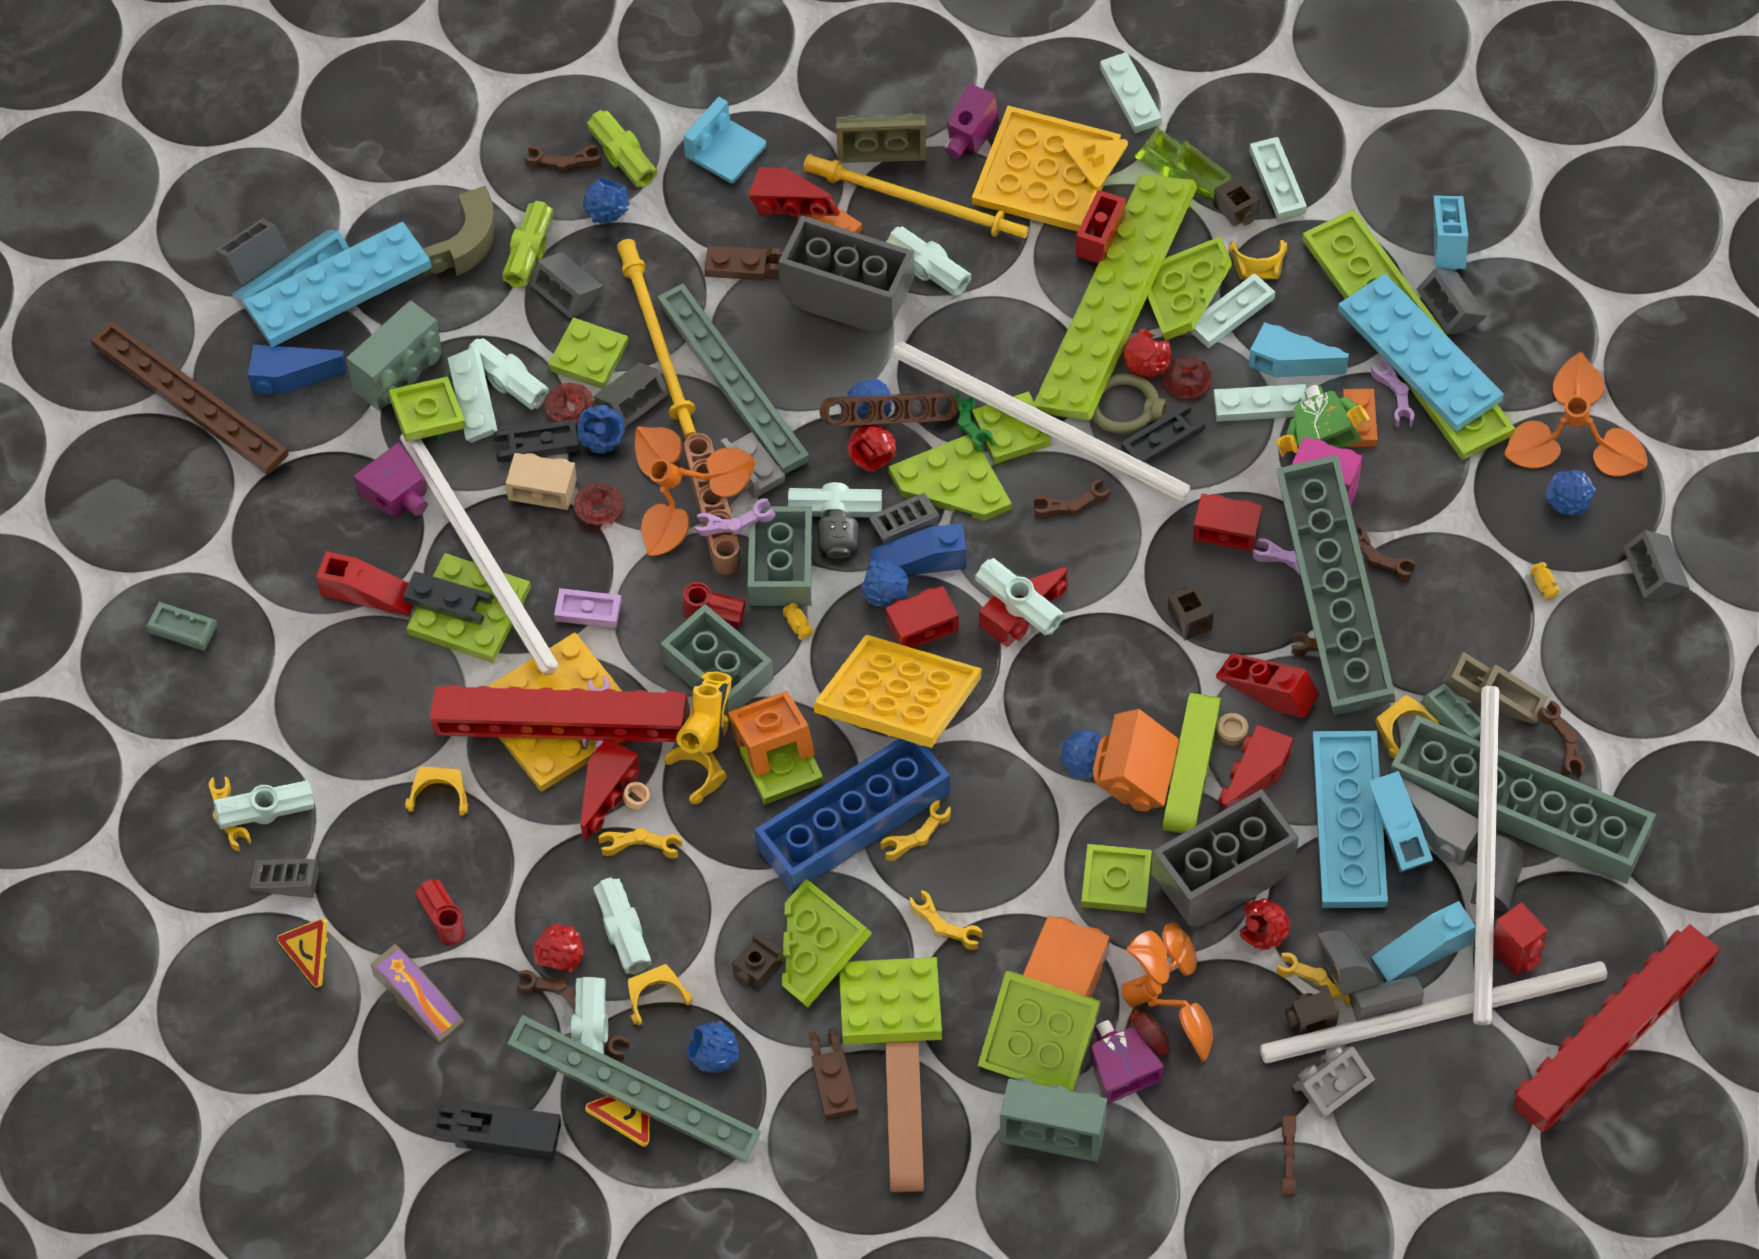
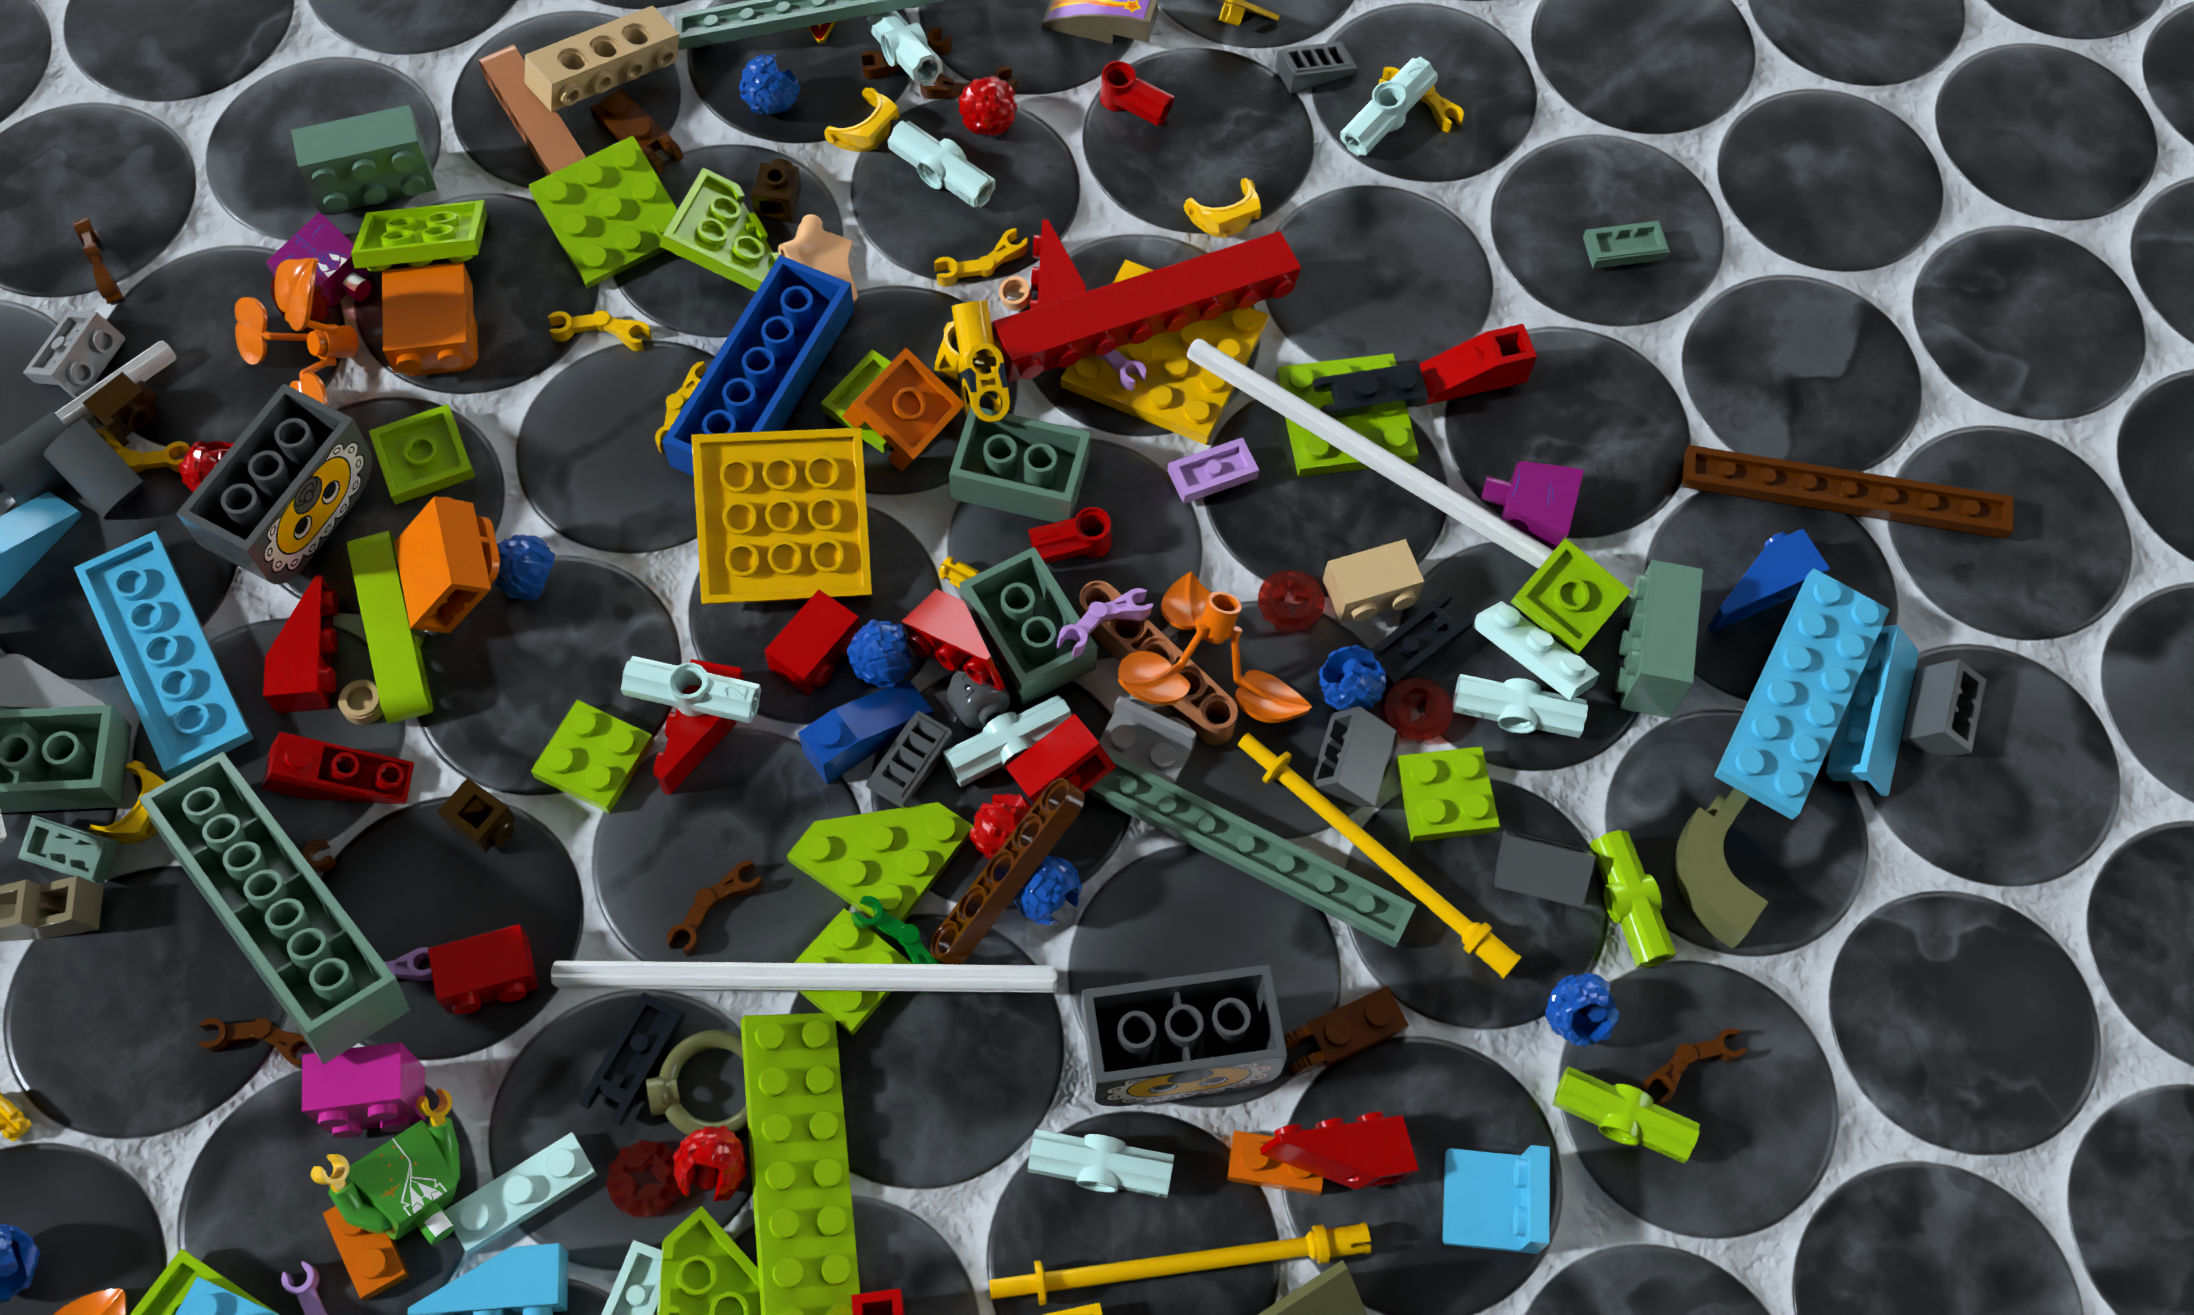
camera: 145 degrees right, 5 degrees up
(757, 894) = (820, 250): none -> light nougat arm
(816, 461) = (1064, 753): none -> red brick
(832, 568) = (947, 633): none -> slope
(845, 1130) = (601, 58): none -> tan brick
(1100, 624) = (593, 756): none -> lime plate
(1400, 822) = (78, 648): medium azure slope -> none

